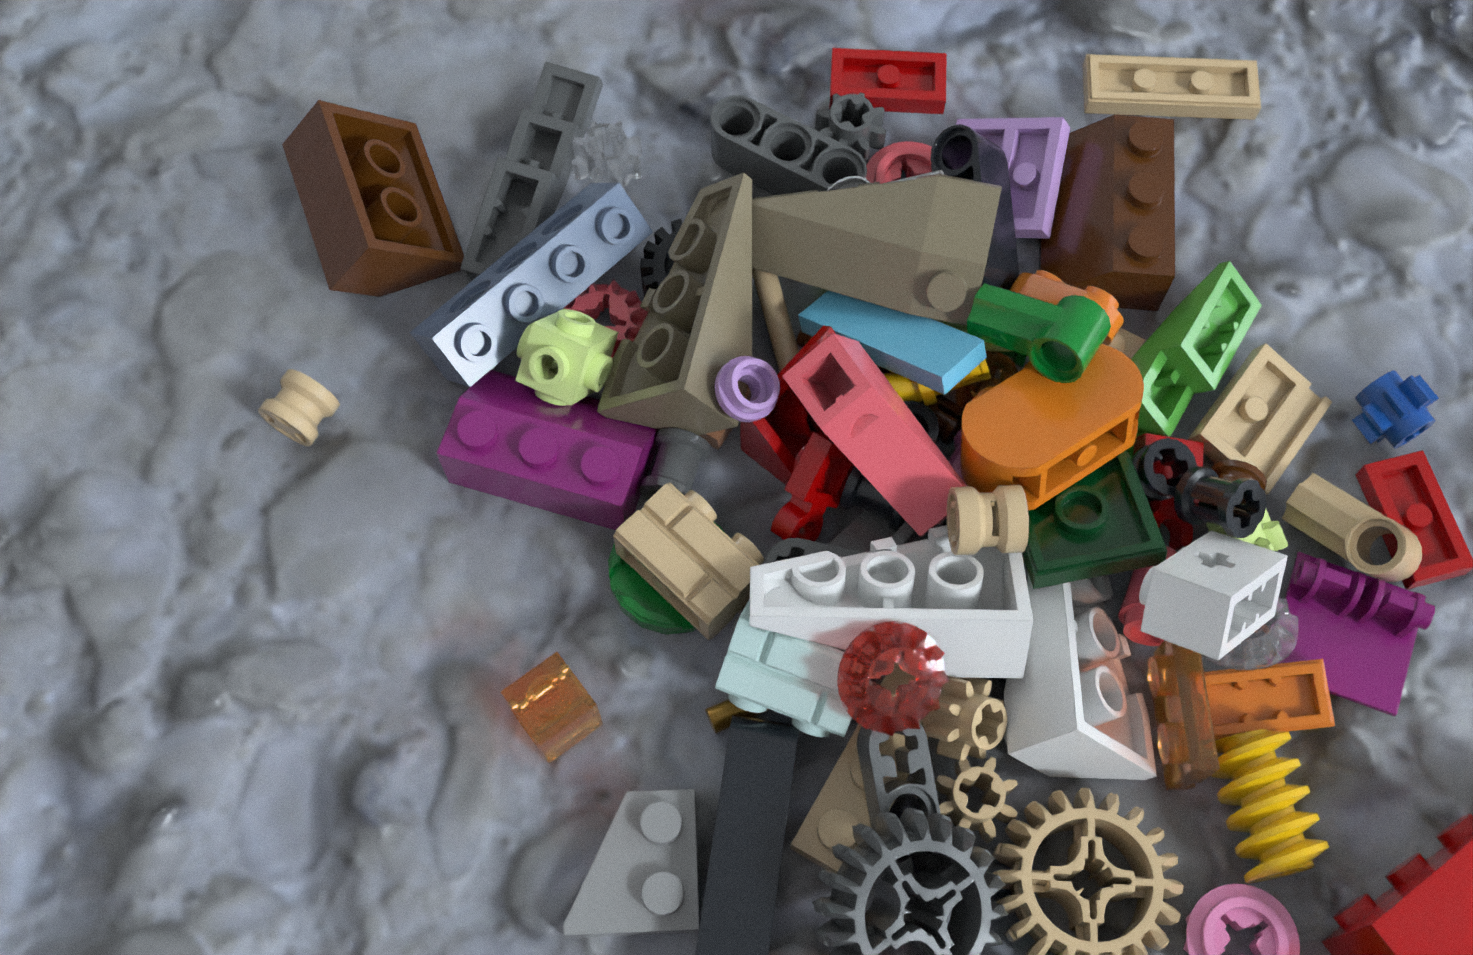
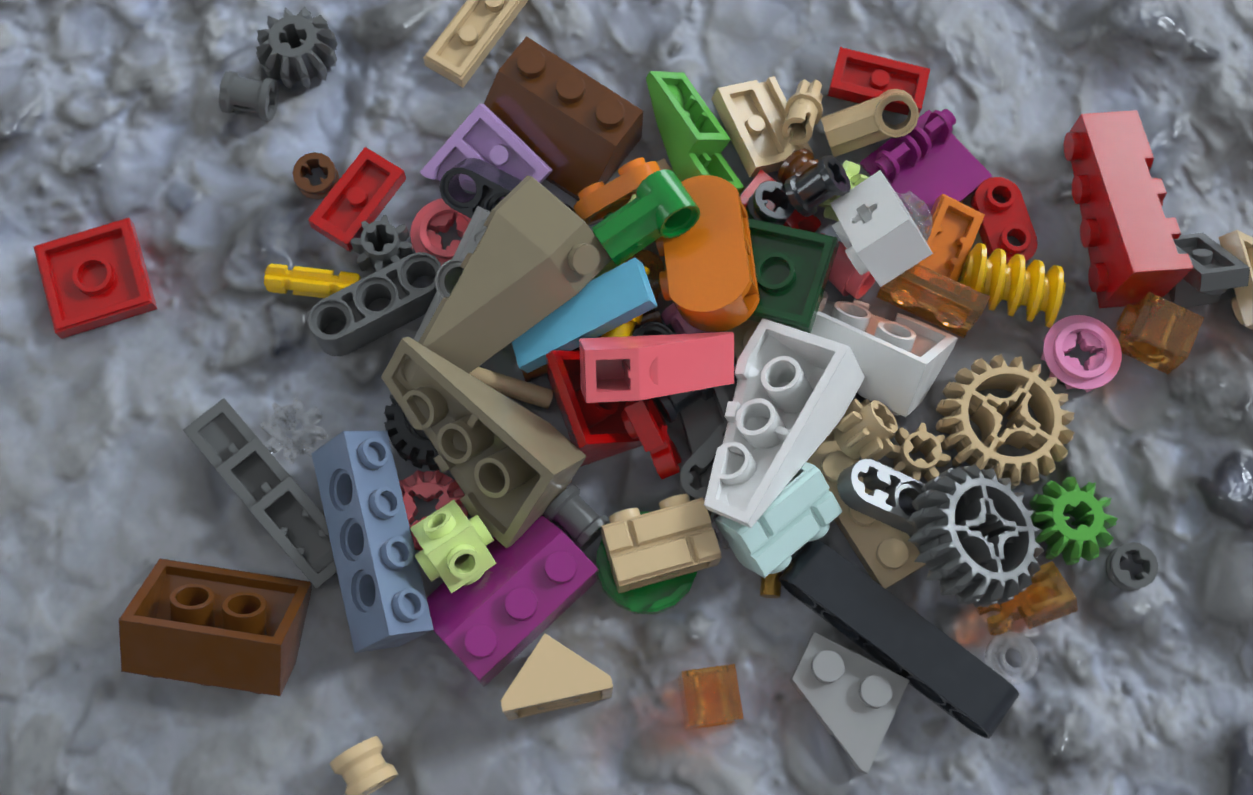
camera: 65 degrees left, 5 degrees up
(477, 523) = (554, 681): none -> tan slope
(762, 383) = (578, 423): lavender plate -> none
(769, 82) = (306, 280): none -> yellow axle
(874, 655) = (819, 458): clear red gear -> none
(888, 19) = (305, 165): none -> reddish brown bush
(987, 519) = (760, 333): tan wheel -> none
(1307, 448) = (803, 112): none -> tan axle
(1349, 759) = (1004, 218): none -> red plate
(1395, 409) = (804, 44): blue gear -> none

